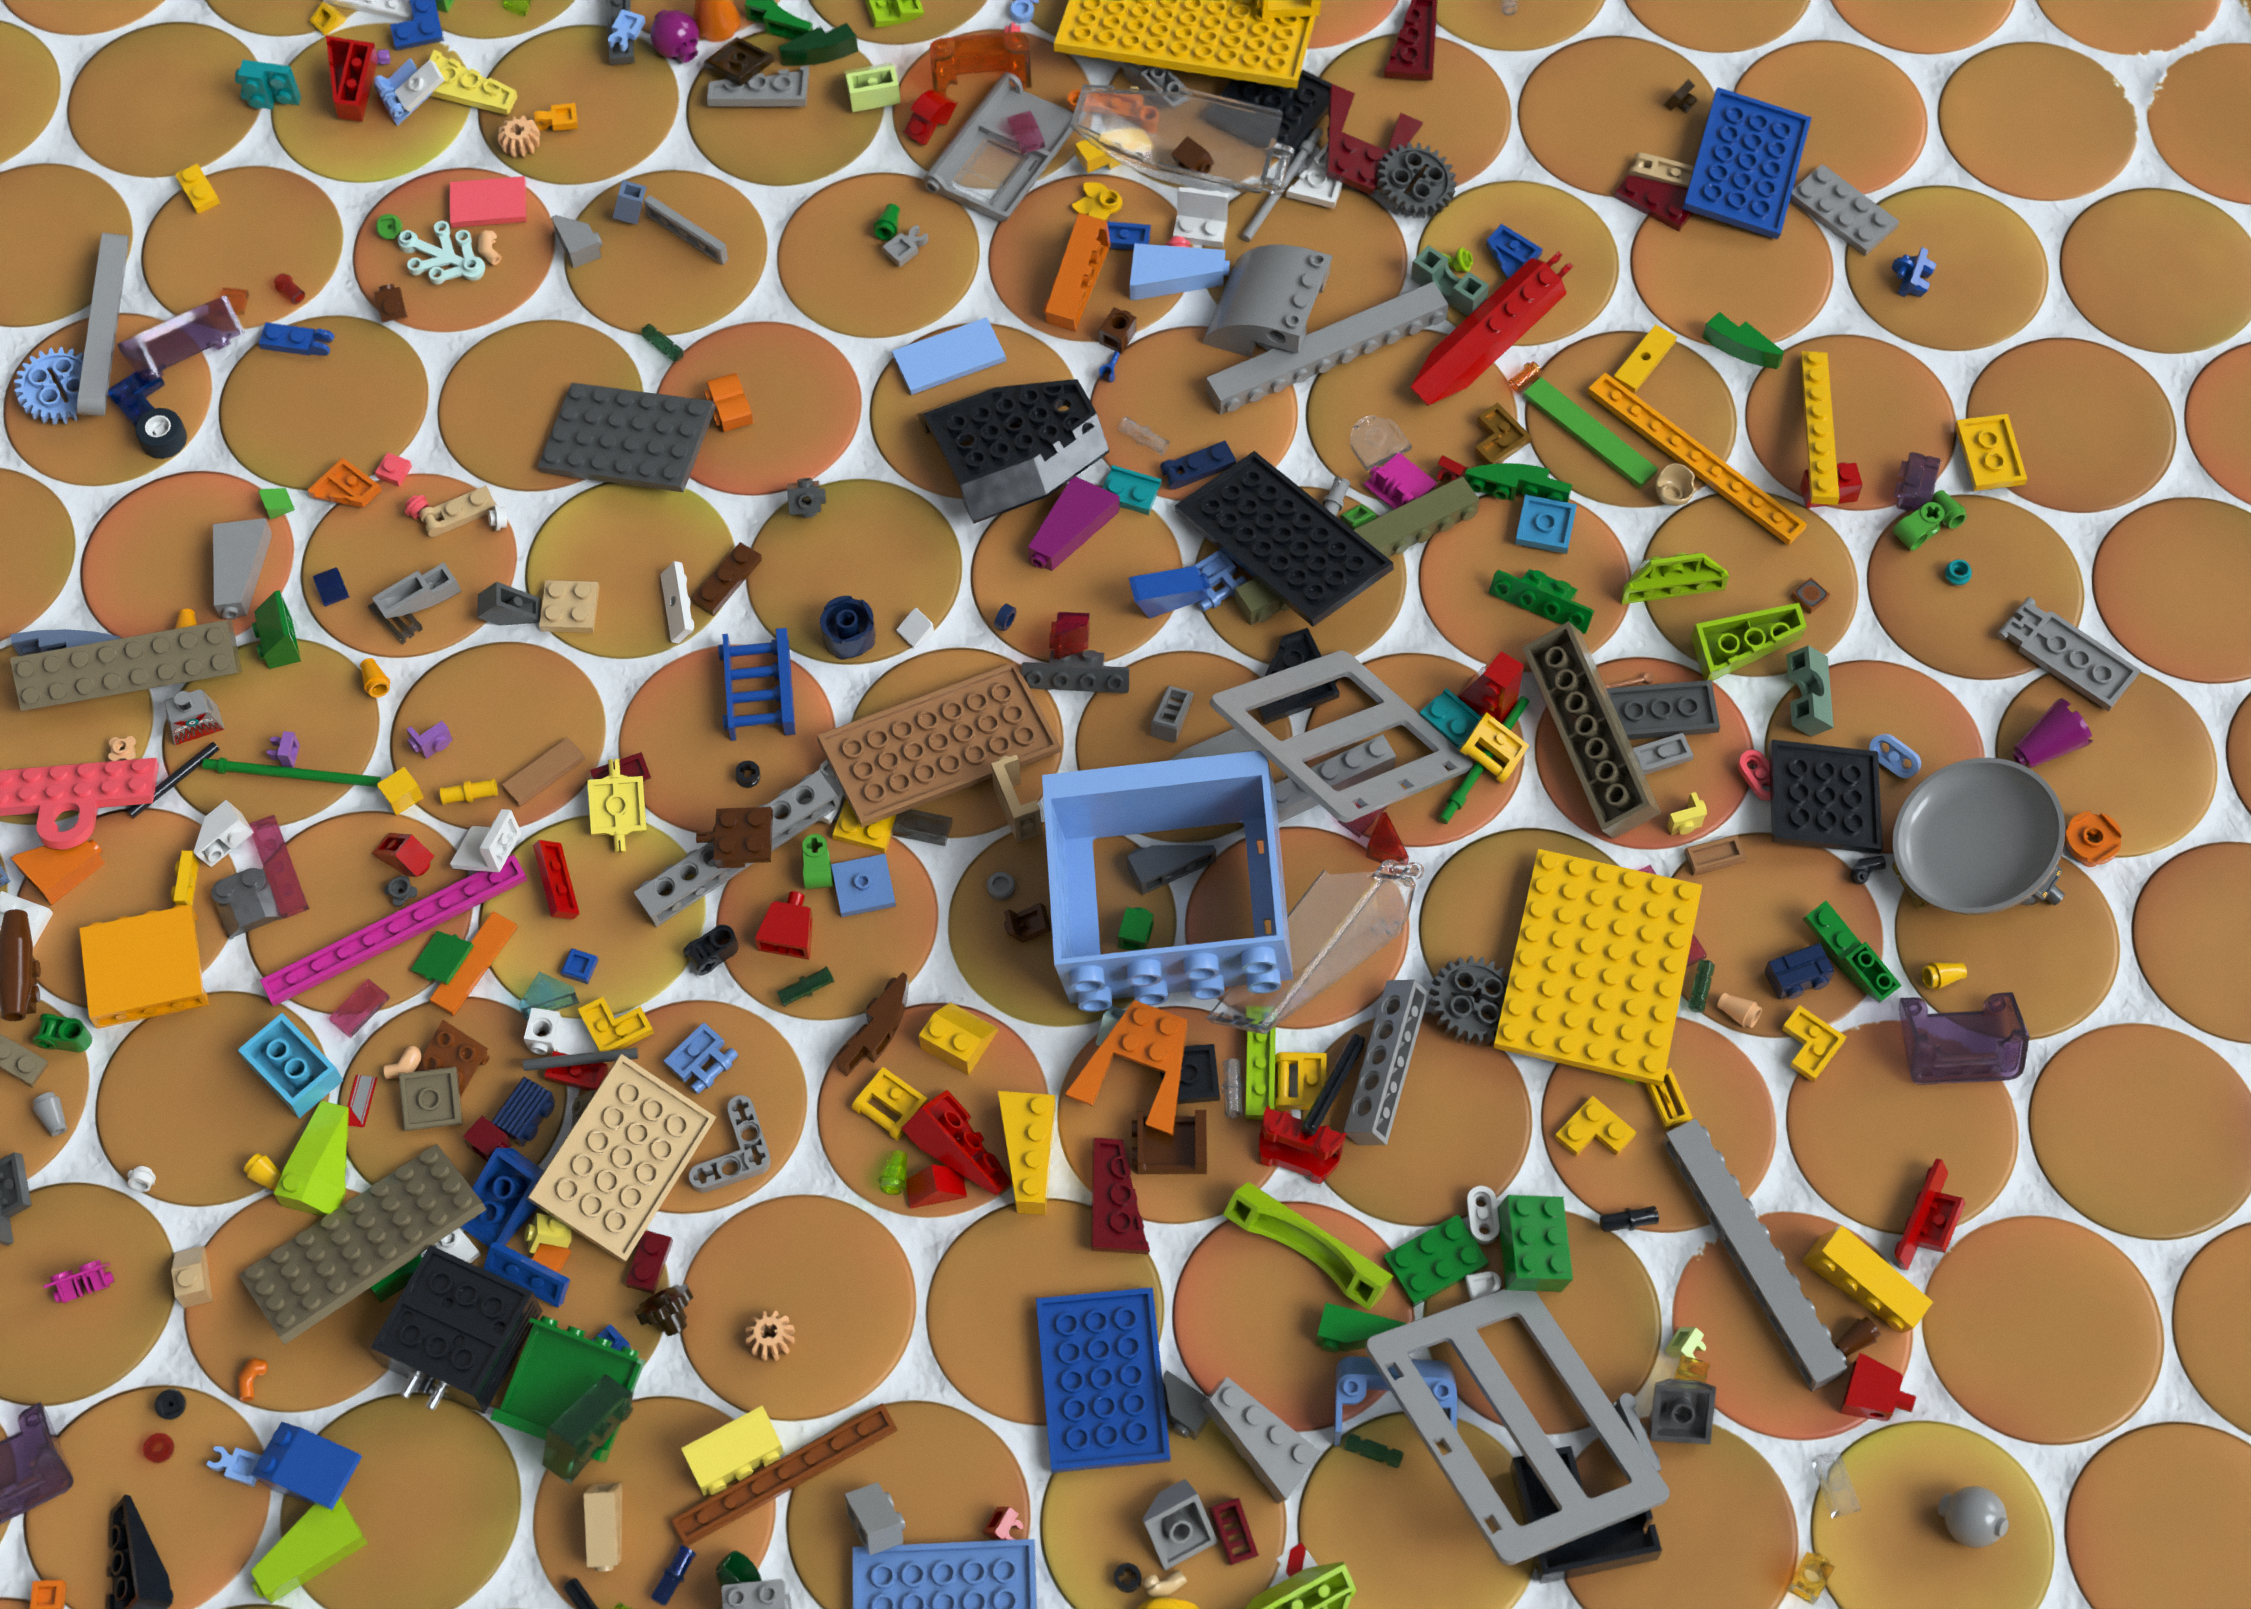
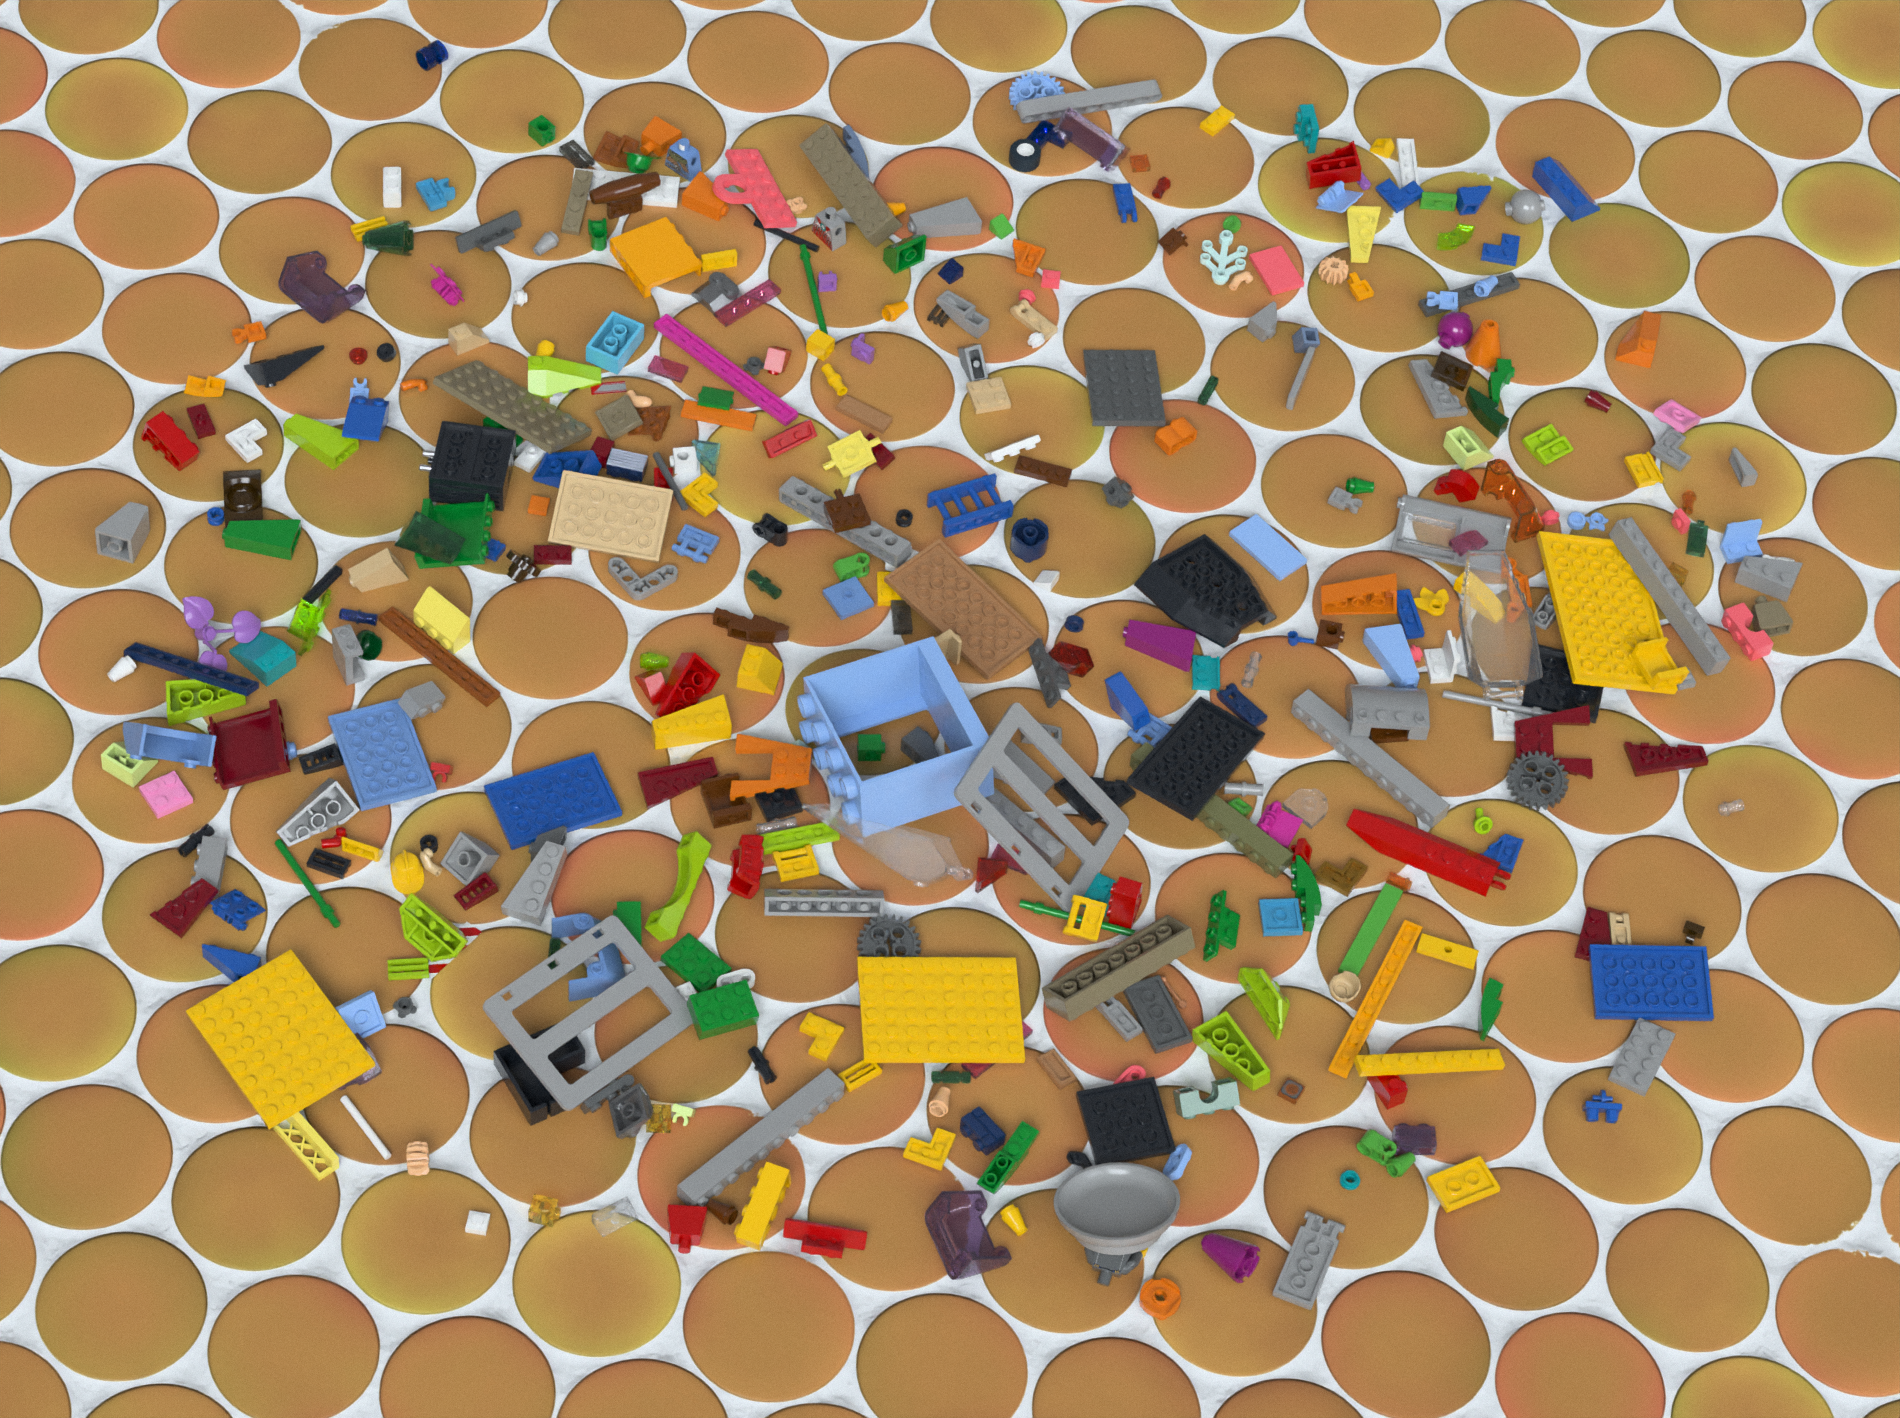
camera: 65 degrees right, 10 degrees down
(221, 833) = (756, 266): white slope -> none
(419, 85) = (1342, 203): white plate -> none
(488, 846) = (798, 397): white bracket -> none
(527, 1273) = (522, 495): blue plate -> none
(548, 1231) = (550, 496): light yellow bracket -> none
(579, 966) = (736, 468): blue tile -> none
(770, 1345) = (523, 624): light nougat gear -> none
(787, 928) = (801, 564): red torso -> none
(894, 1095) = (707, 646): yellow plate -> none
(1192, 156) = (1489, 641): reddish brown brick -> none
(1332, 1084) = (793, 872): black axle -> none
(1462, 294) = (1457, 814): sand green arch -> none
(1688, 819) = (1075, 1044): light yellow bracket -> none
(1974, 1516) = (613, 1294): light grey brick -> none

